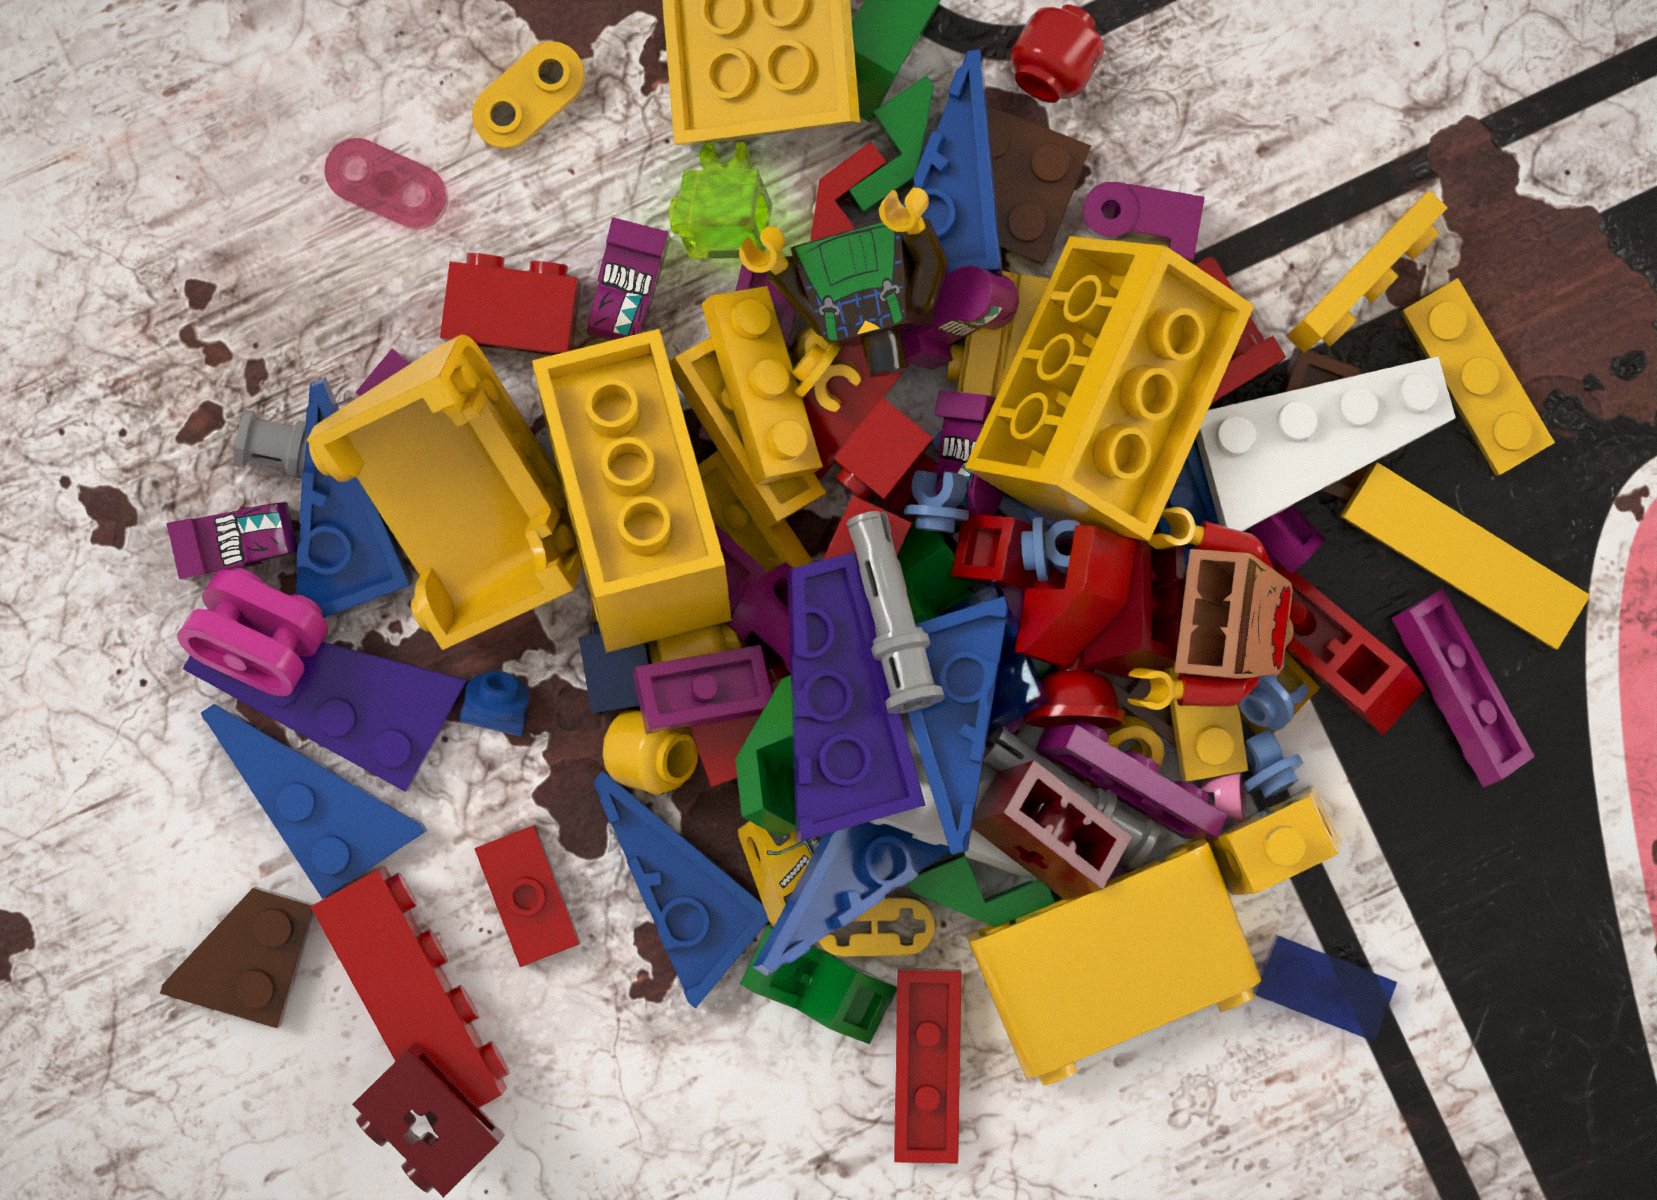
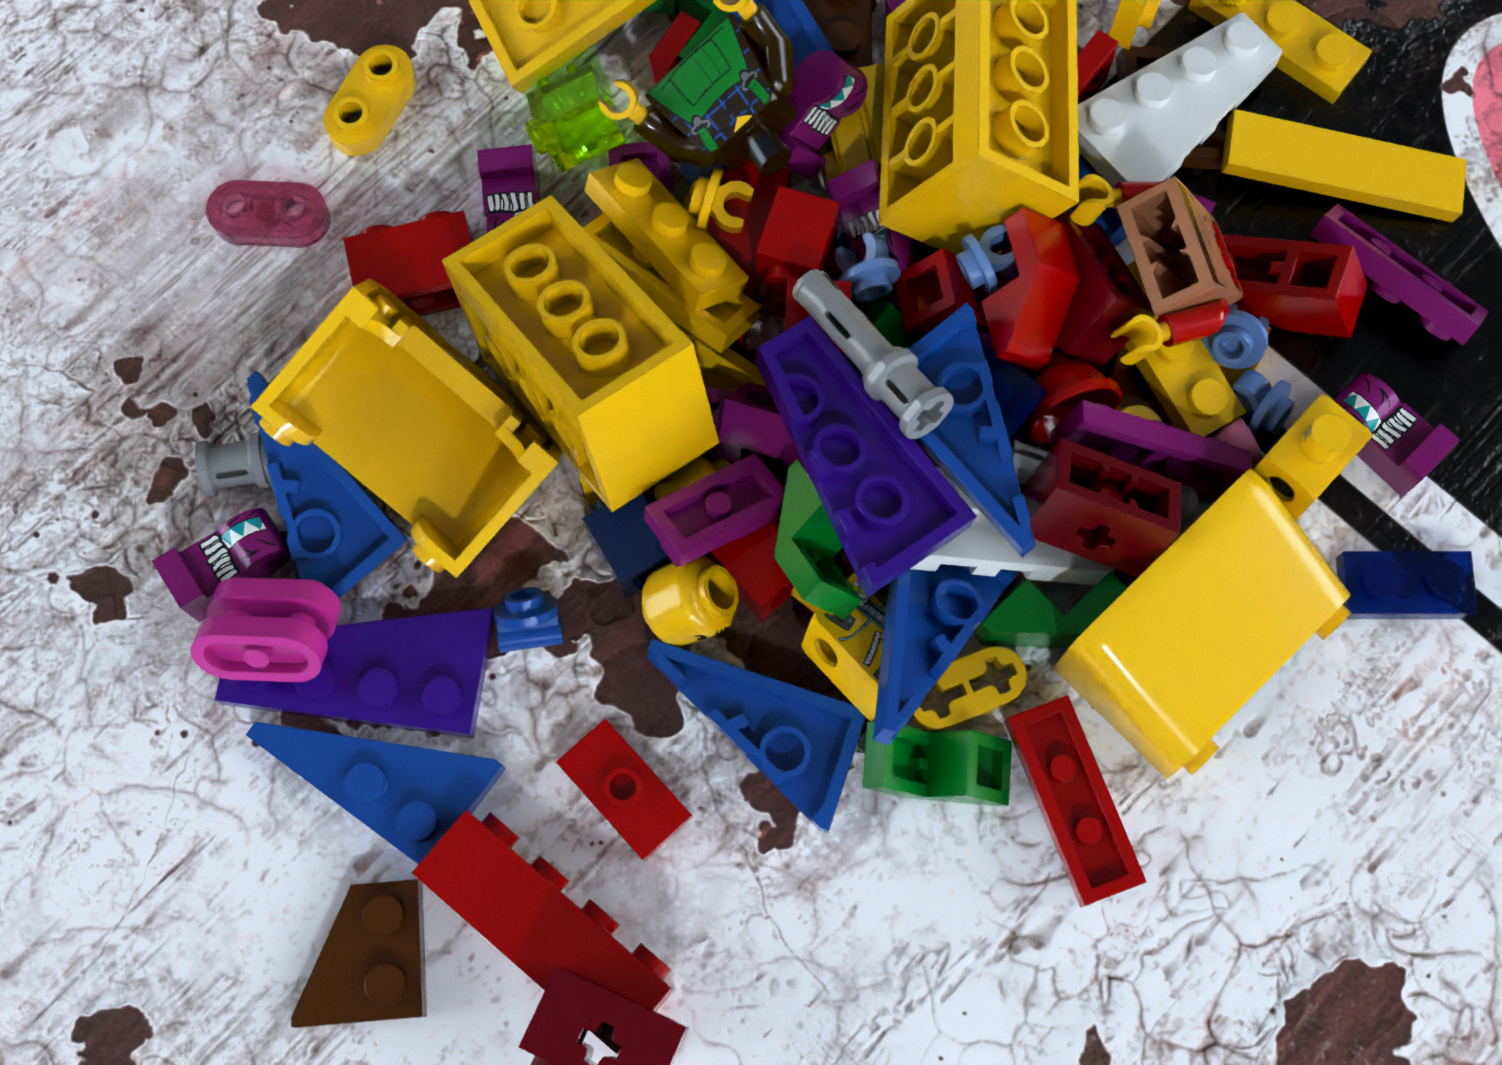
camera: 15 degrees left, 15 degrees down
(1374, 840) = (1402, 442): none -> magenta leg

